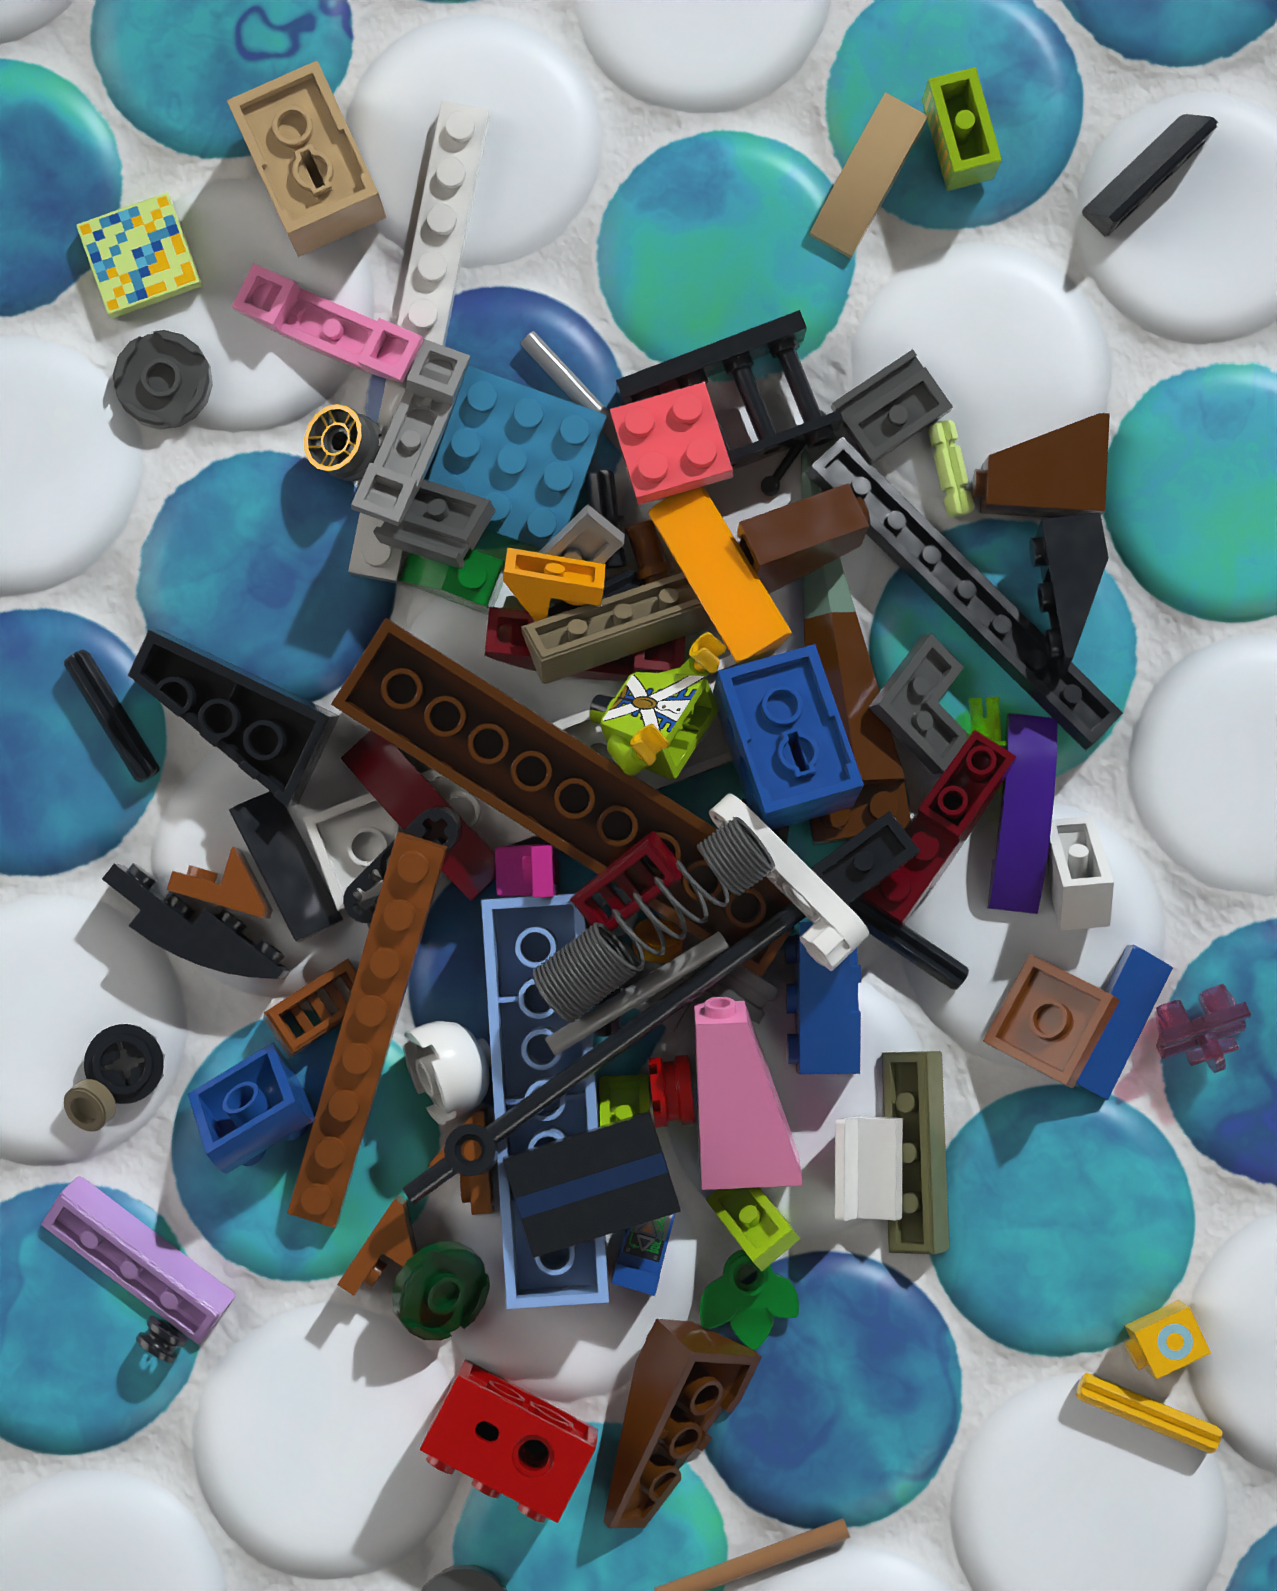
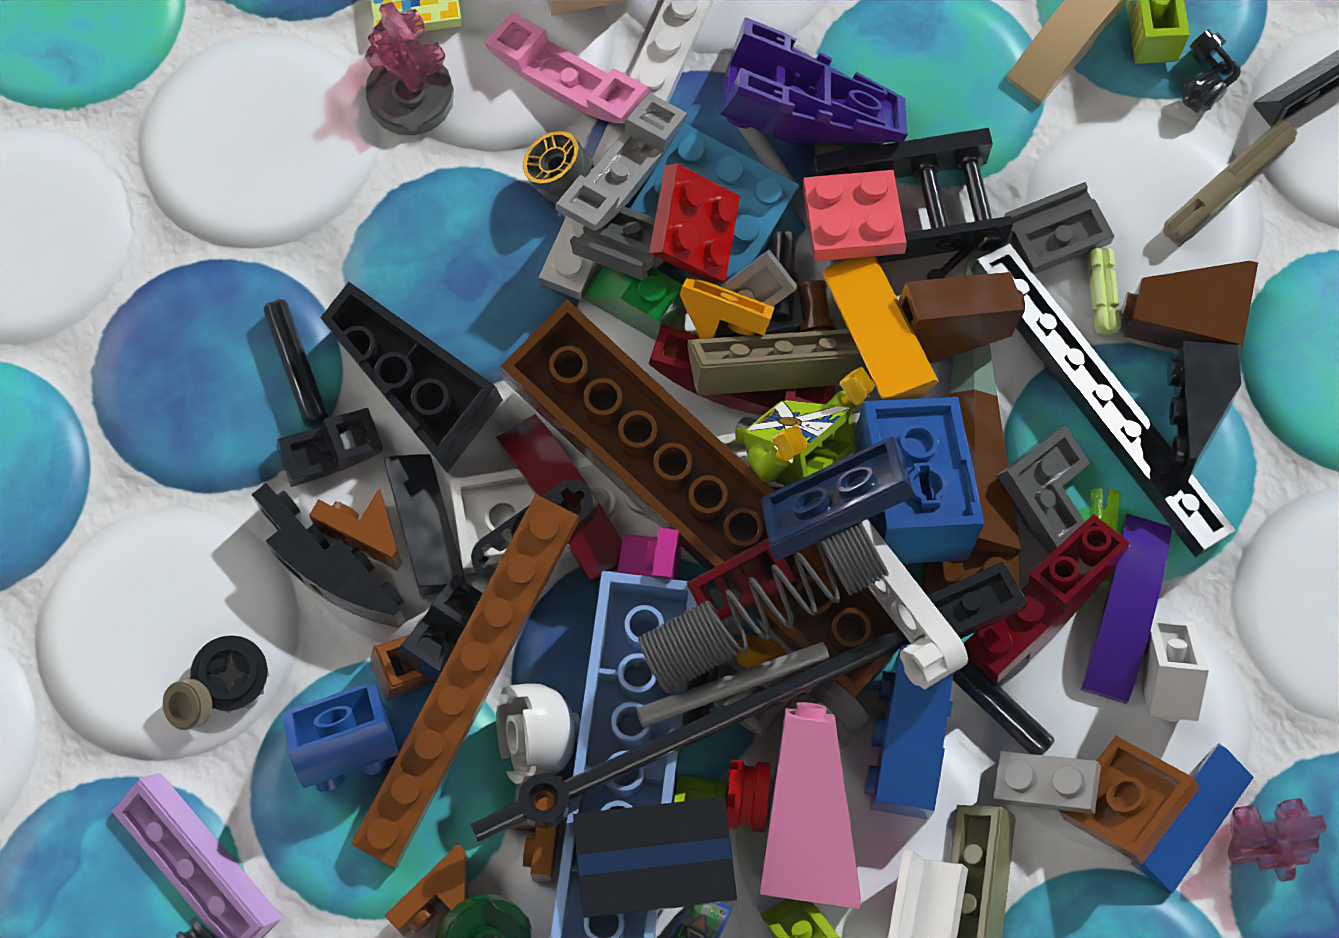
camera: 10 degrees right, 15 degrees down
(138, 340) = (397, 48): none -> clear pink hips
(169, 802) = (331, 448): none -> black slope
(330, 979) = (439, 631): none -> black slope
(503, 493) = (694, 223): none -> red plate
(588, 306) = (802, 97): none -> dark purple wedge
(708, 794) = (836, 498): none -> dark blue tile
(968, 1017) = (1047, 782): none -> light grey plate
(1024, 212) = (1203, 90): none -> black piece
(1068, 314) = (1229, 181): none -> dark tan axle

